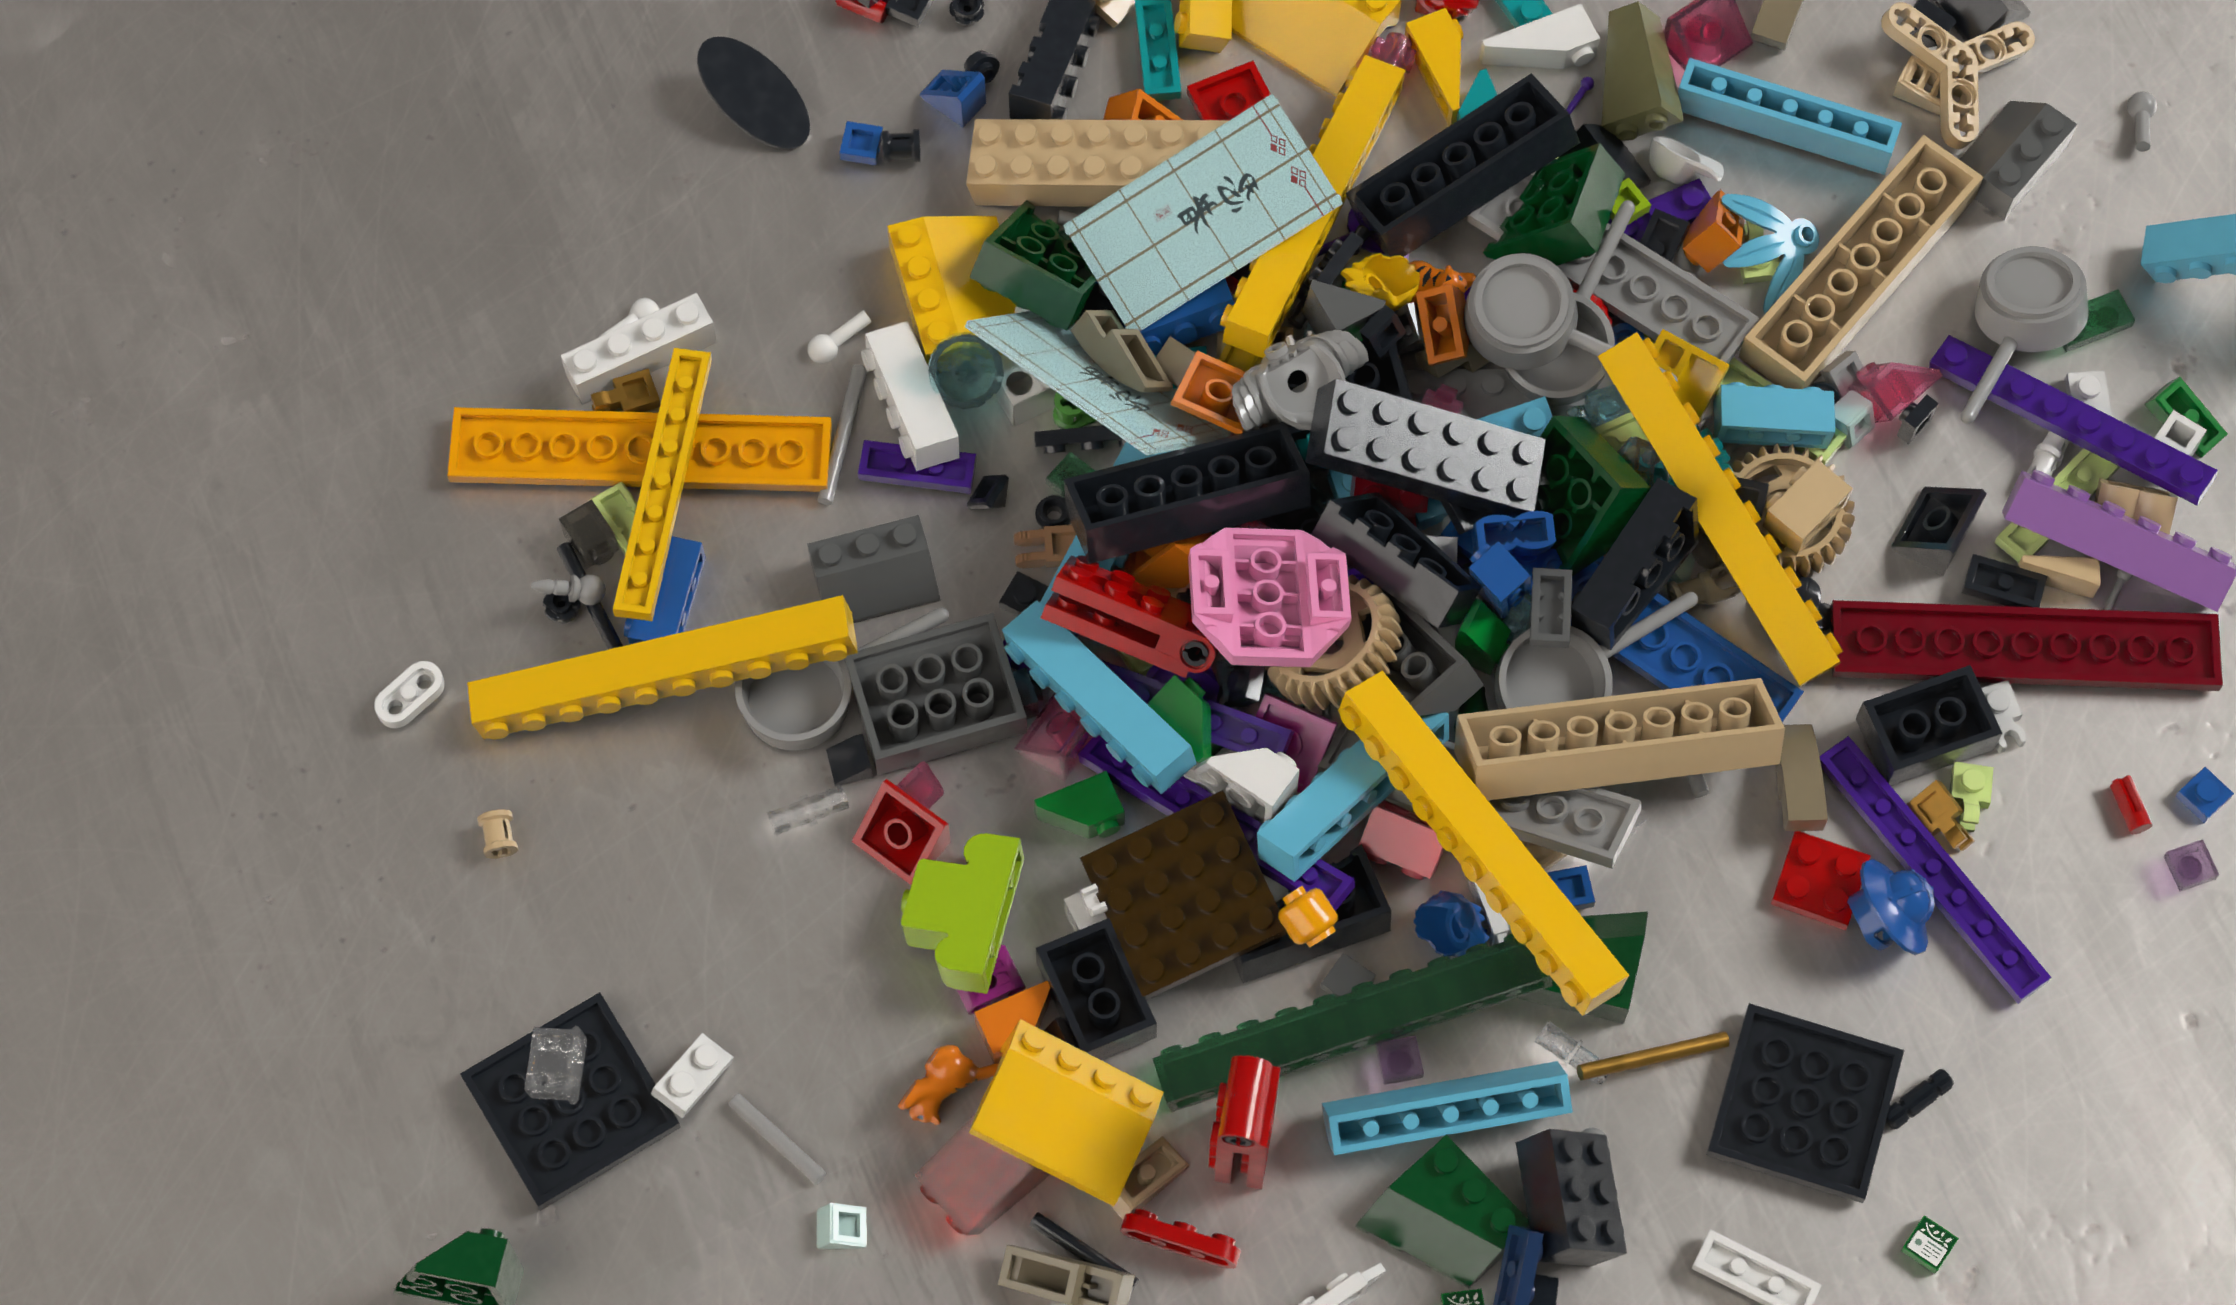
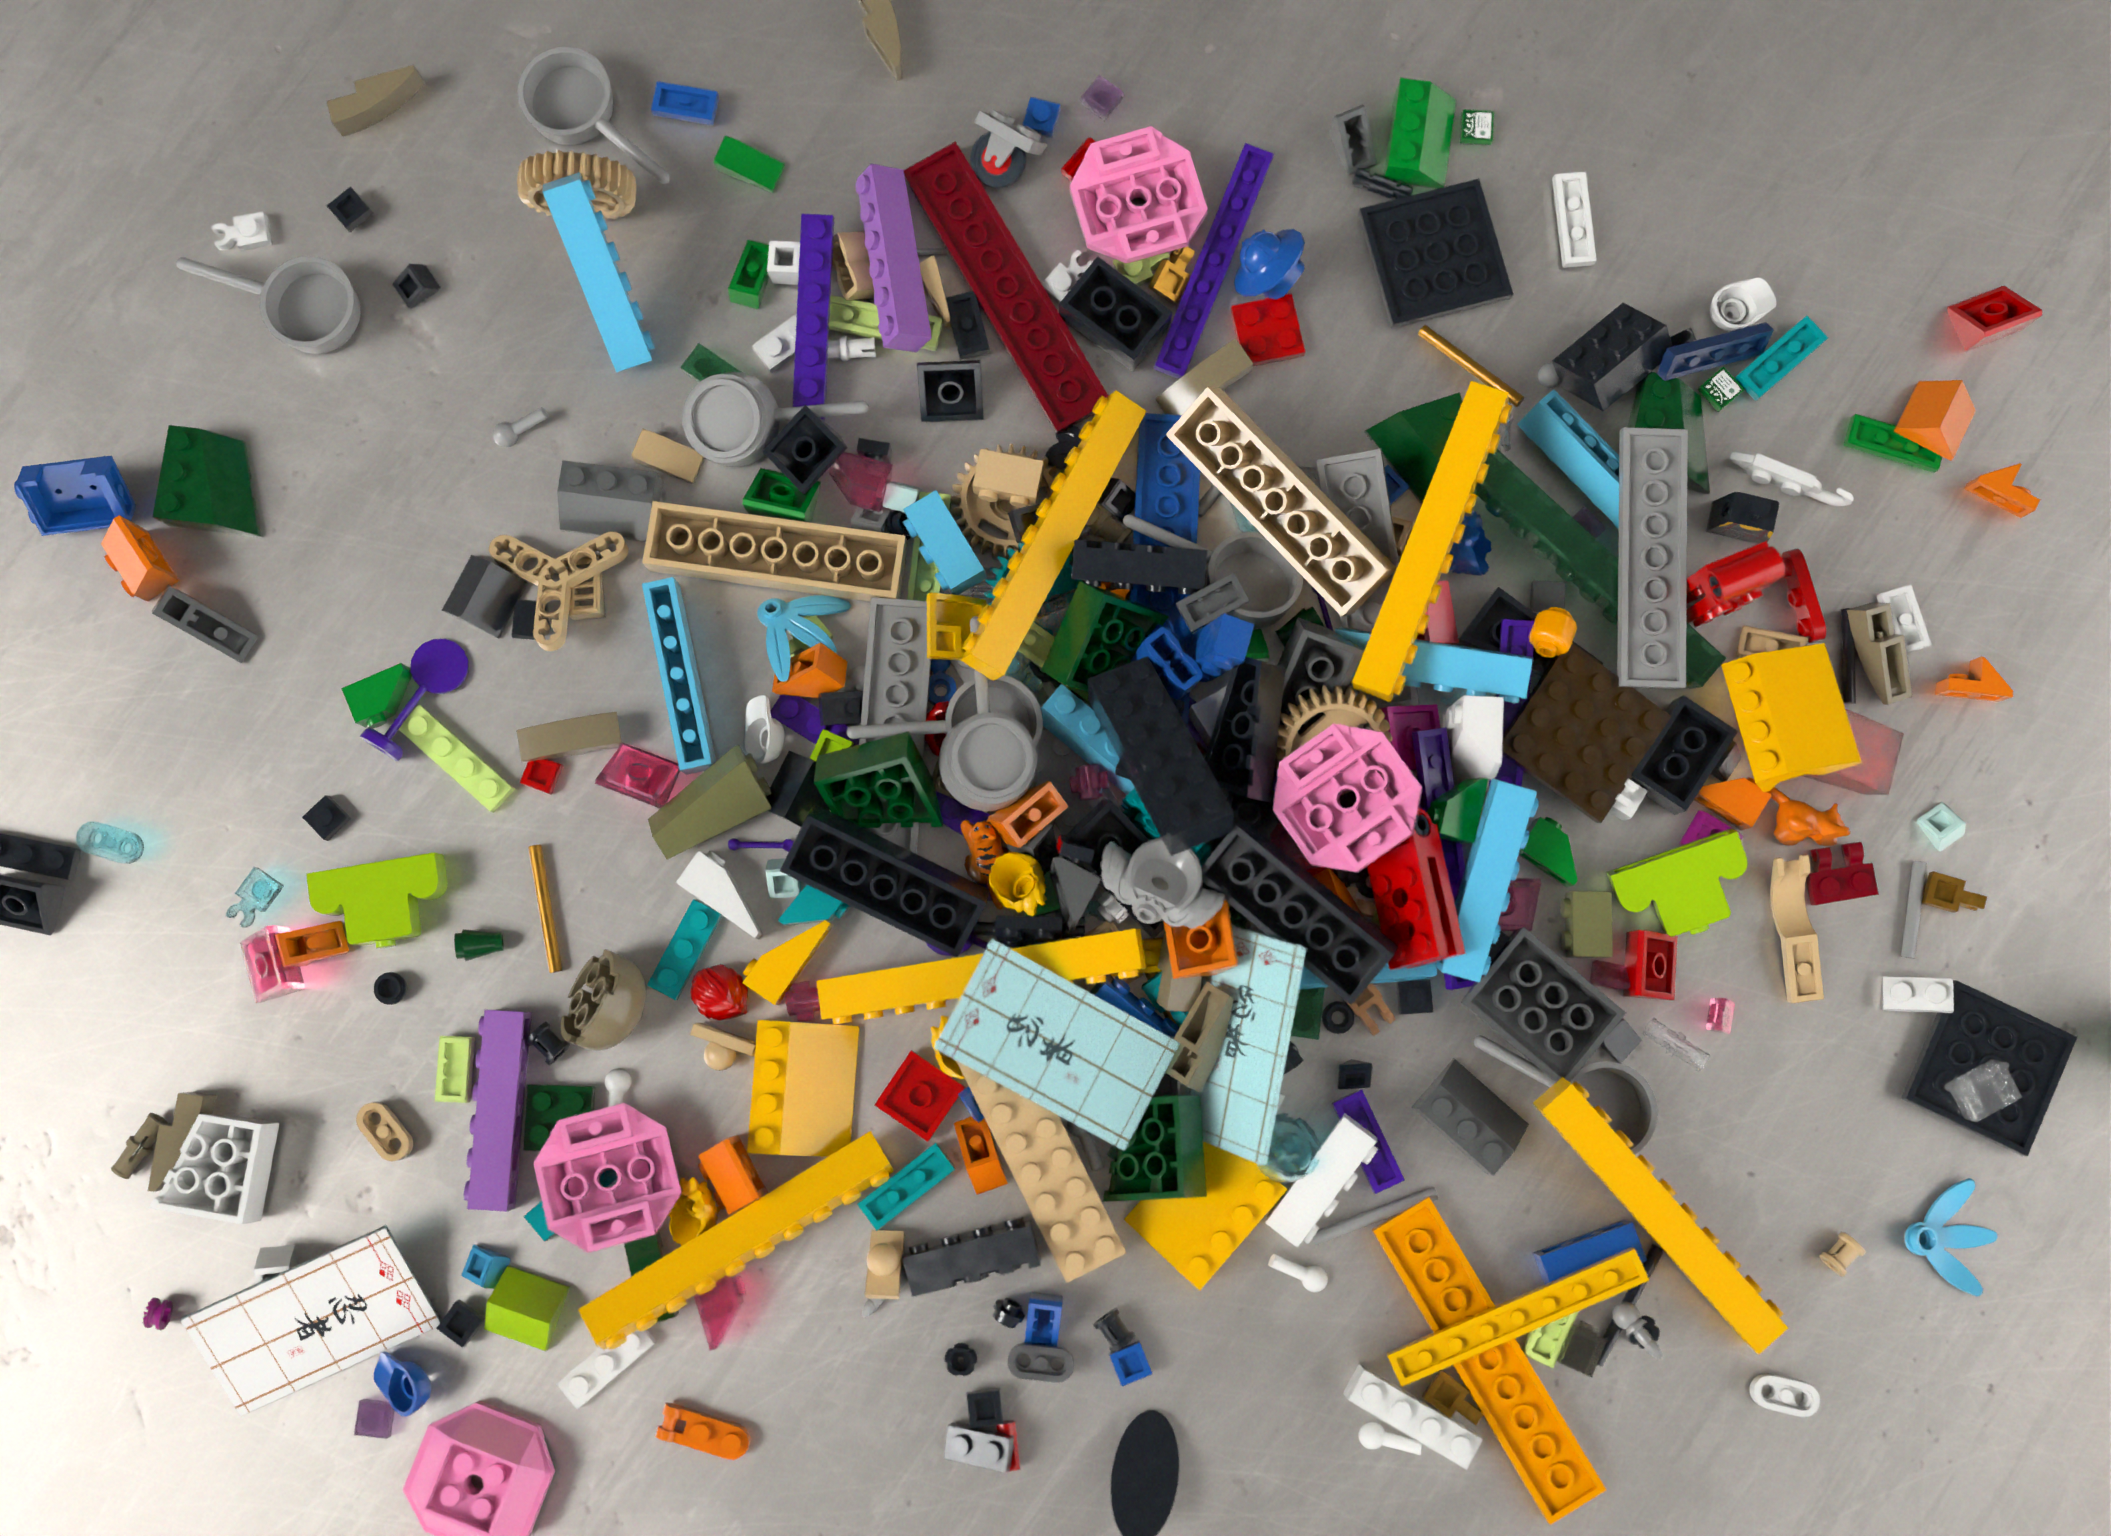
camera: 120 degrees left, 15 degrees up
(445, 941) = (1935, 1237): none -> medium azure plant
(771, 1178) = (1949, 893): none -> pearl gold plate
(804, 872) = (1720, 1015): none -> clear pink slope
(837, 1000) = (1797, 935): none -> tan piece
(854, 1082) = (1842, 883): none -> dark red plate
(914, 71) = (1040, 1365): none -> flat silver plate
(984, 797) = (1587, 924): none -> olive brick
(1303, 1231) = (1747, 519): none -> black torso
(1326, 1072) = (1652, 558): none -> light grey plate
(1725, 619) = (1118, 499): none -> black slope
(1919, 308) = (778, 497): none -> green slope
(1954, 342) = (805, 449): none -> black slope
(1954, 1170) = (1420, 134): none -> green slope
(1988, 1094) = (1353, 139): none -> dark grey slope
(2034, 227) = (667, 456): none -> tan slope
(2071, 790) = (1134, 167): none -> bright pink piece
(2189, 728) = (1001, 153): none -> plate

